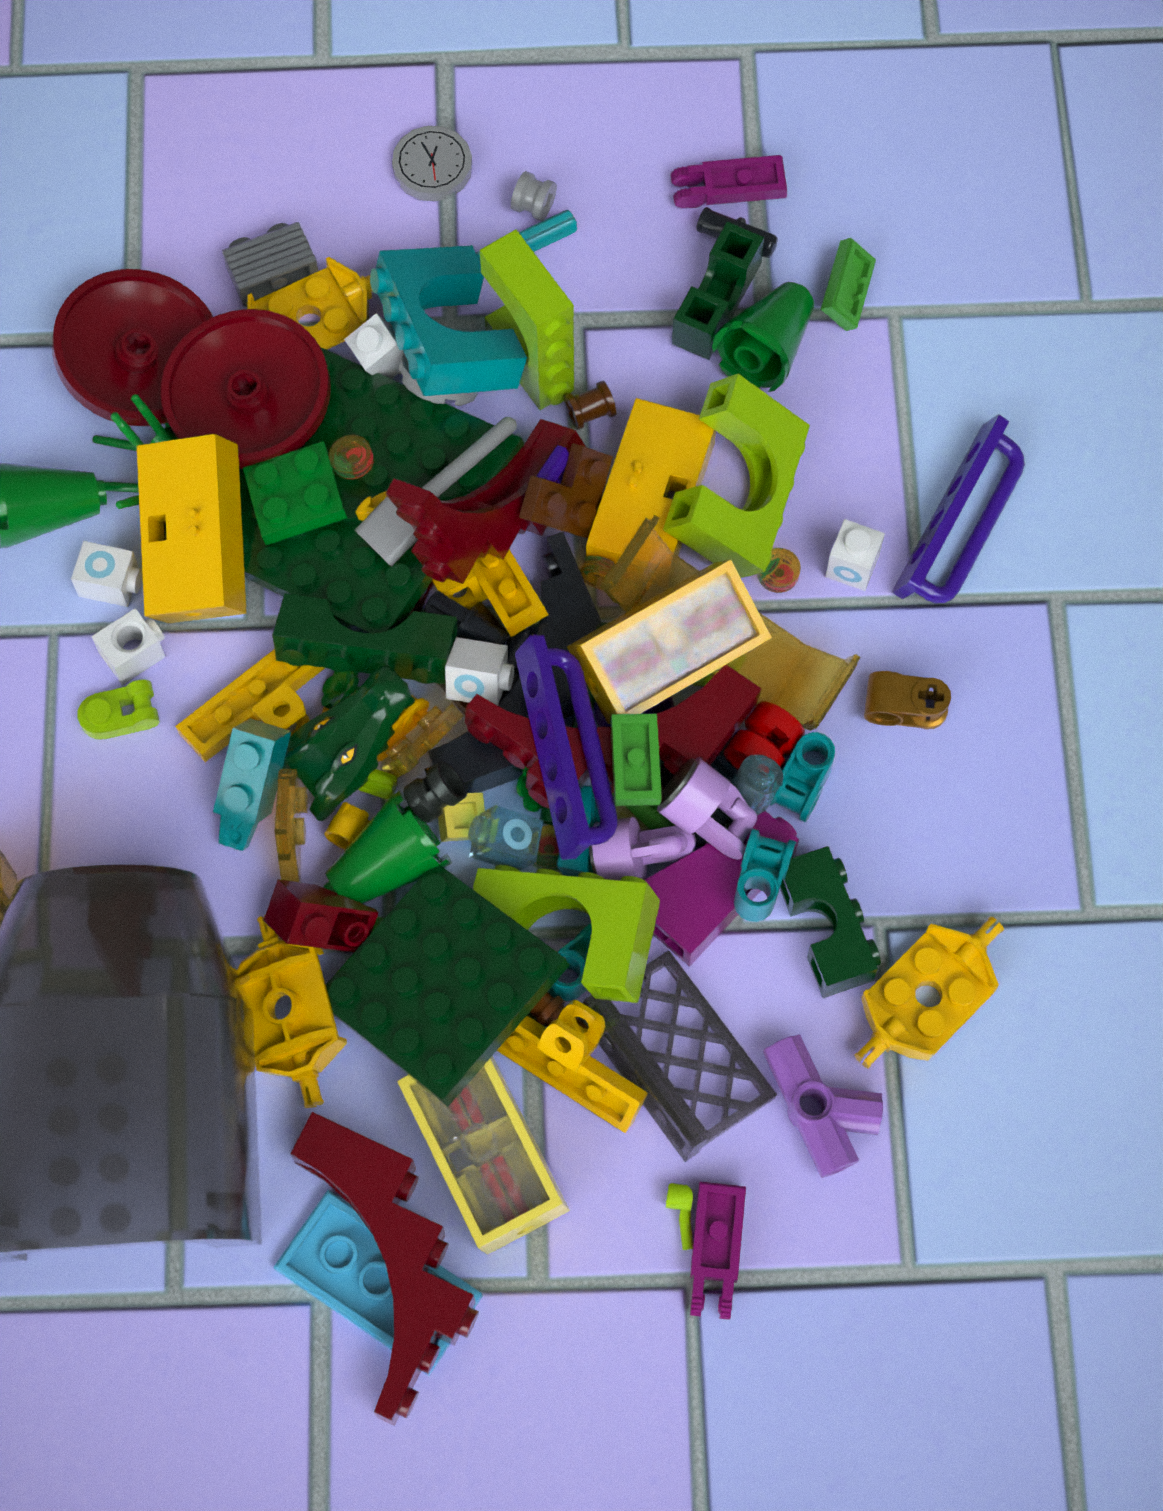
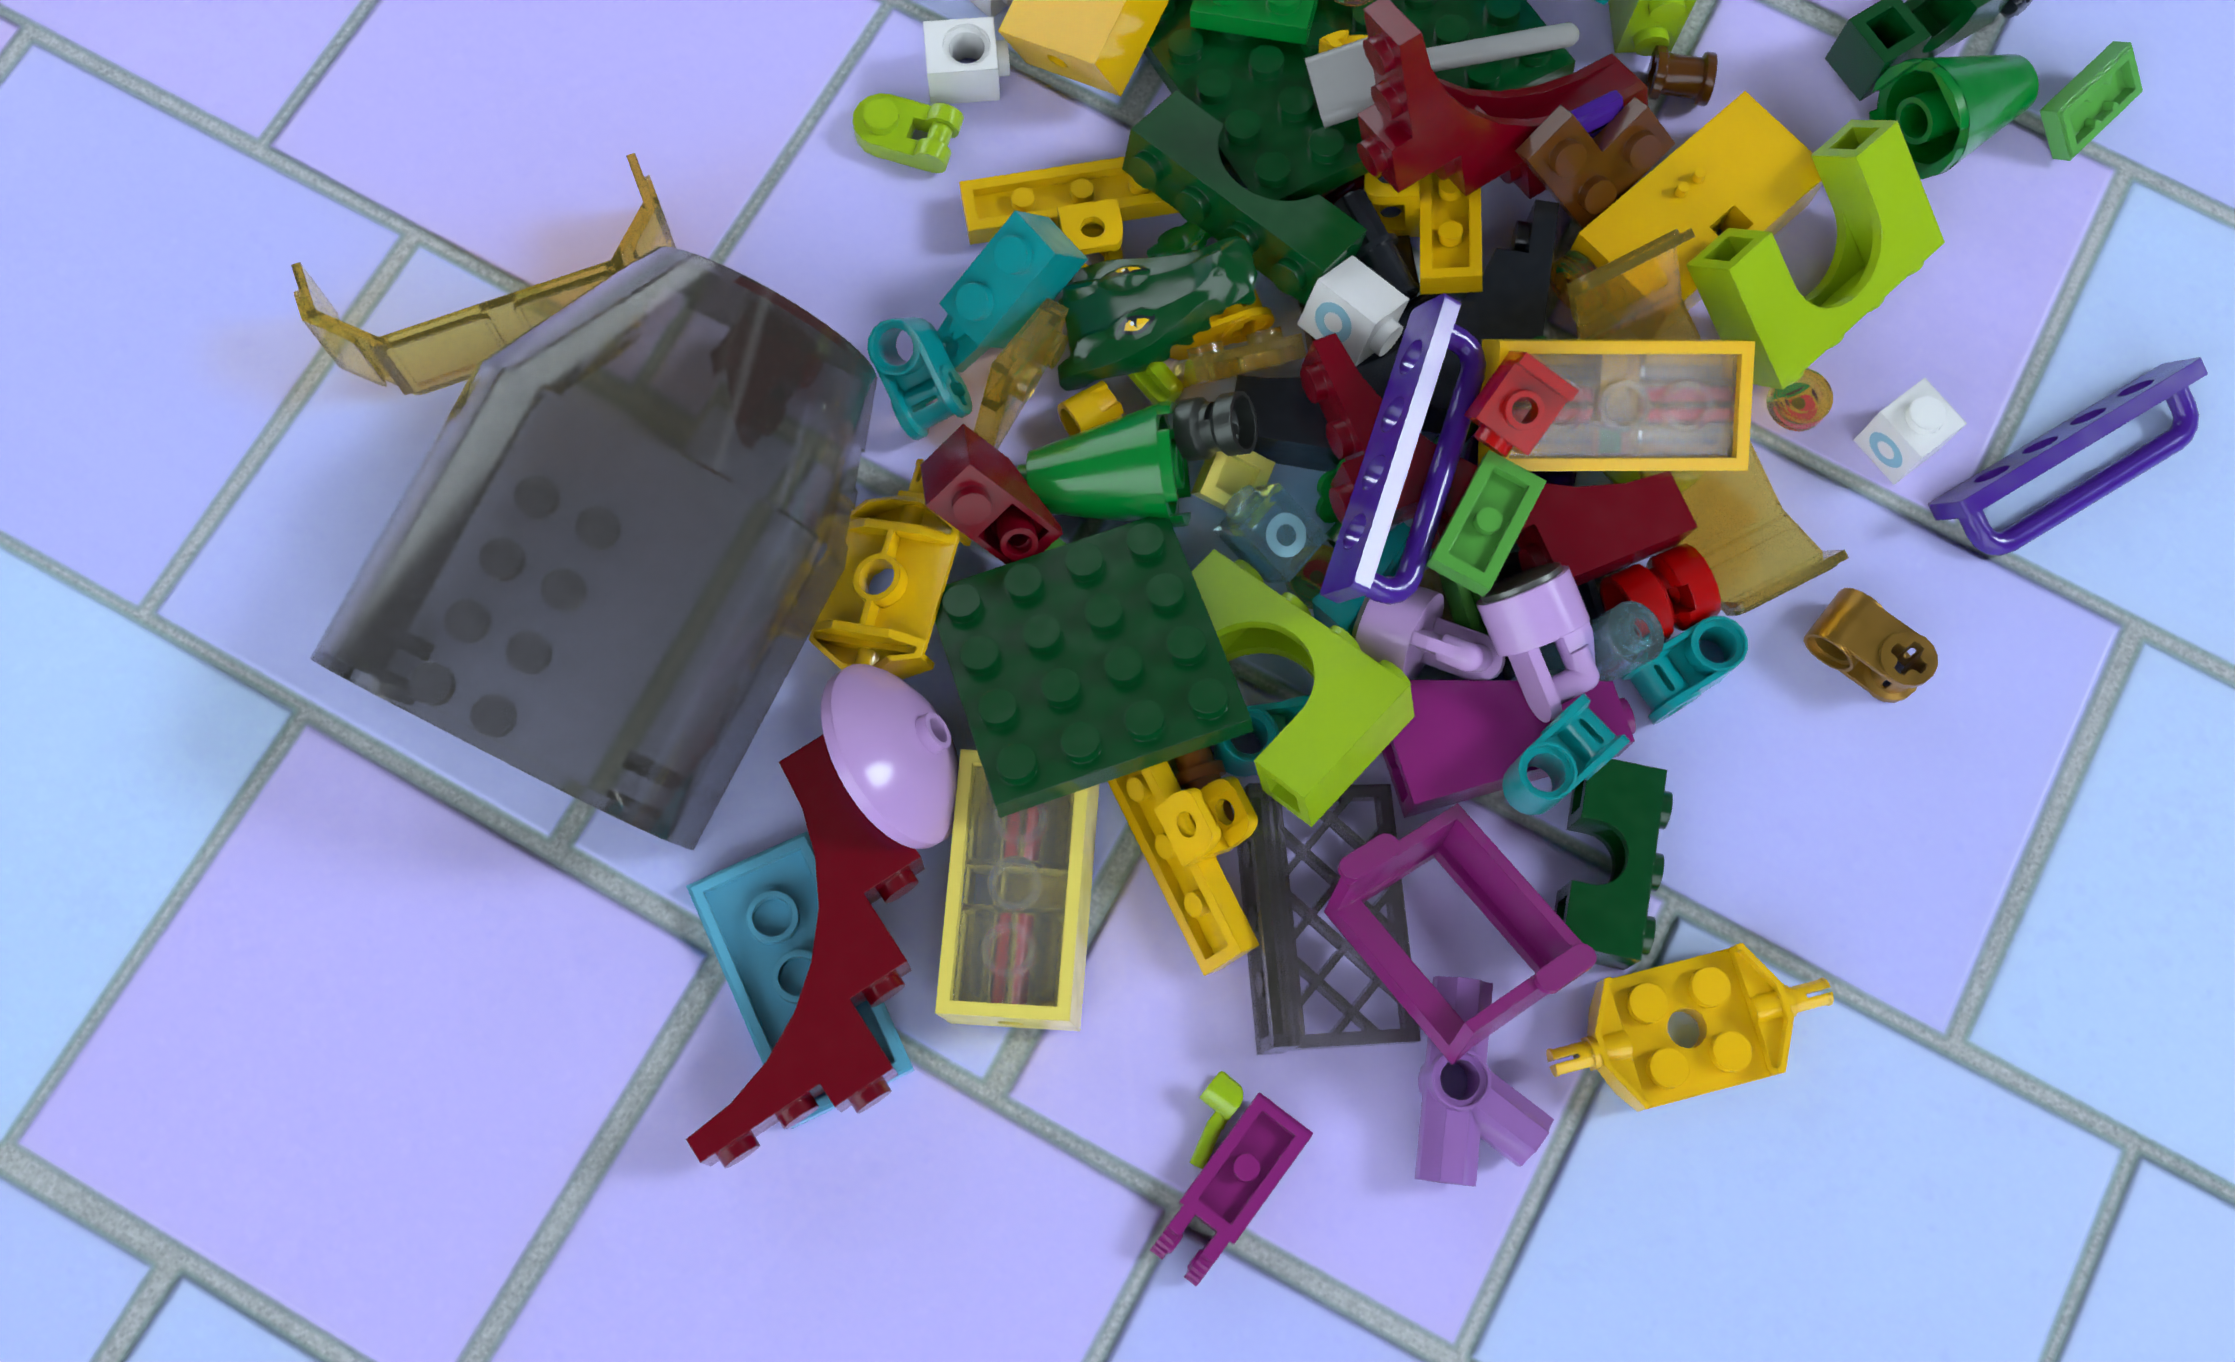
camera: 25 degrees right, 5 degrees up
(229, 866) = (919, 380): none -> teal piece
(359, 1106) = (891, 754): none -> lavender dish
(602, 665) = (1516, 378): none -> red brick
(769, 977) = (1494, 888): none -> magenta piece

